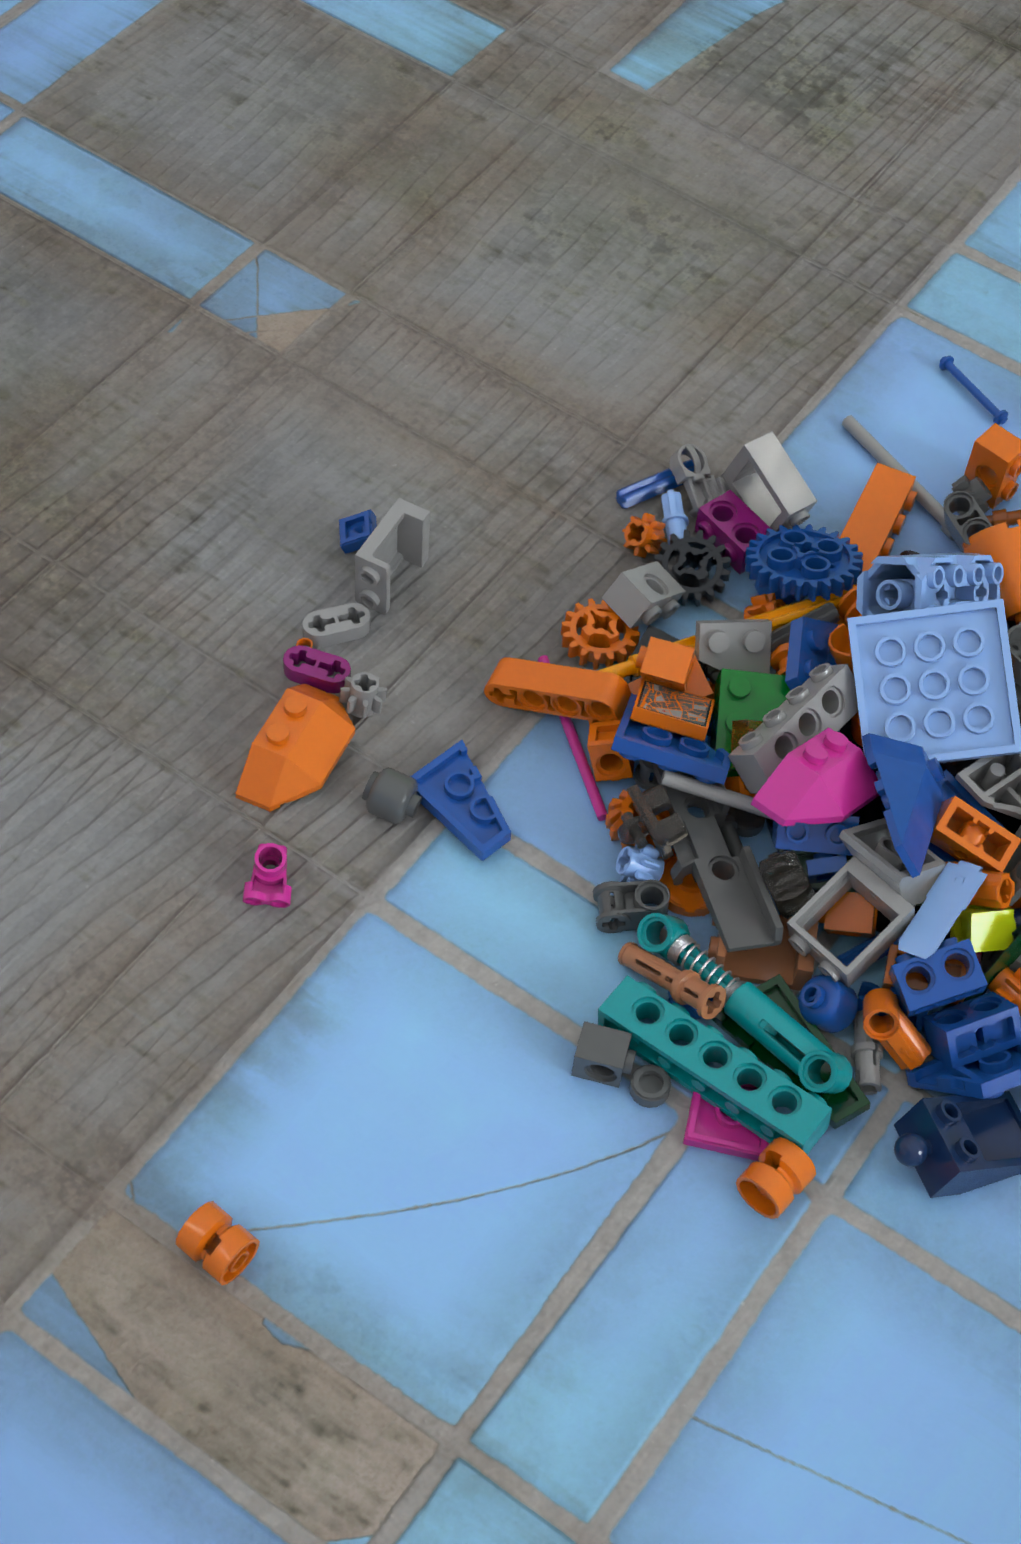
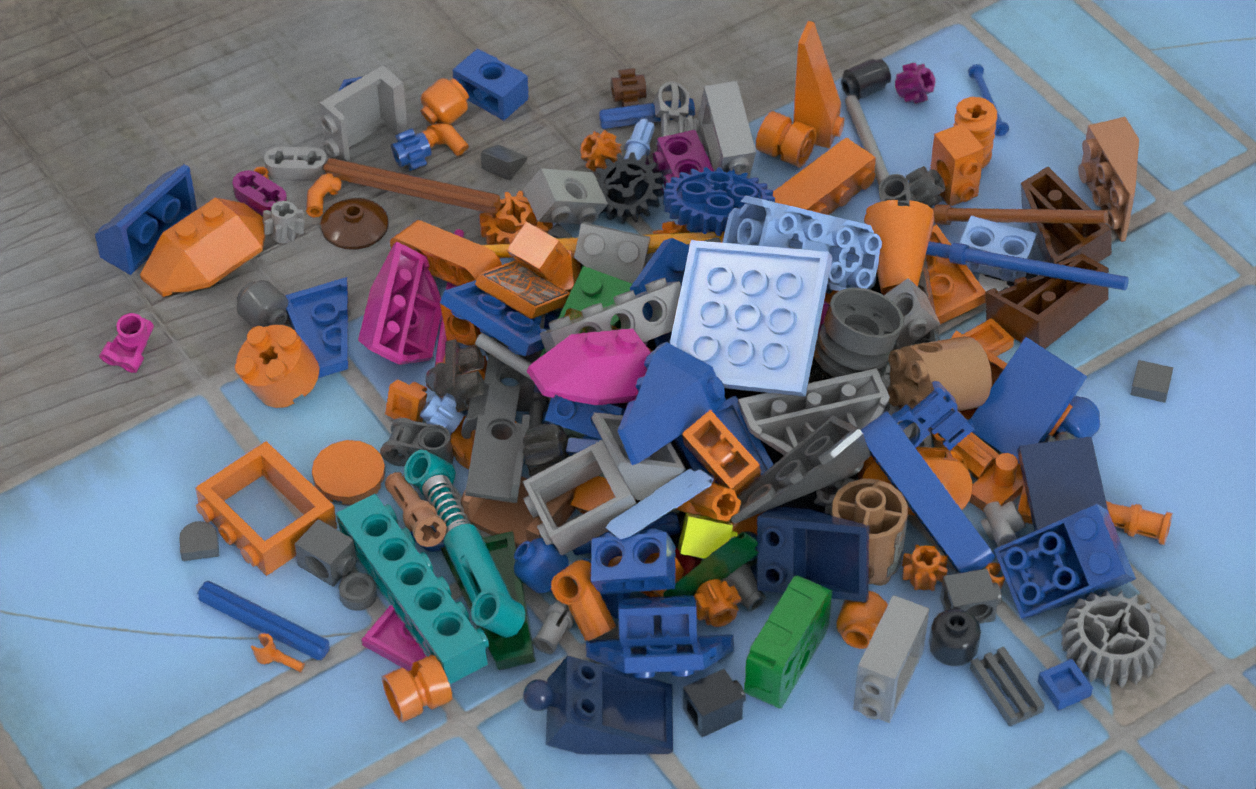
camera: 25 degrees right, 5 degrees down
(218, 730) = (136, 229): none -> blue slope
(376, 652) = (318, 190): none -> orange arm
(426, 686) = (354, 223): none -> reddish brown dish
(452, 841) = (277, 365): none -> orange brick
(453, 580) = (411, 149): none -> blue gear
(458, 519) = (444, 101): none -> orange head
(458, 1080) = (198, 541): none -> dark grey tile
(474, 555) = (447, 135): none -> orange arm
(478, 620) = (414, 186): none -> dark orange axle
(494, 488) = (492, 84): none -> blue brick
(527, 990) = (269, 463): none -> orange window
(537, 761) = (402, 309): none -> dark pink wedge
(546, 569) = (502, 161): none -> dark grey slope
(571, 955) = (348, 471): none -> orange tile
(572, 1149) = (263, 620): none -> blue axle
(595, 861) = (406, 400): none -> orange tile
(603, 1184) = (270, 653): none -> orange hand
(635, 459) = (628, 87): none -> reddish brown gear
(821, 476) = (783, 138): none -> orange wheel
(830, 426) = (815, 90): none -> orange wedge
(854, 395) = (866, 78): none -> black brick
(903, 389) = (914, 82): none -> magenta gear
(994, 409) = (980, 118): none -> orange piece

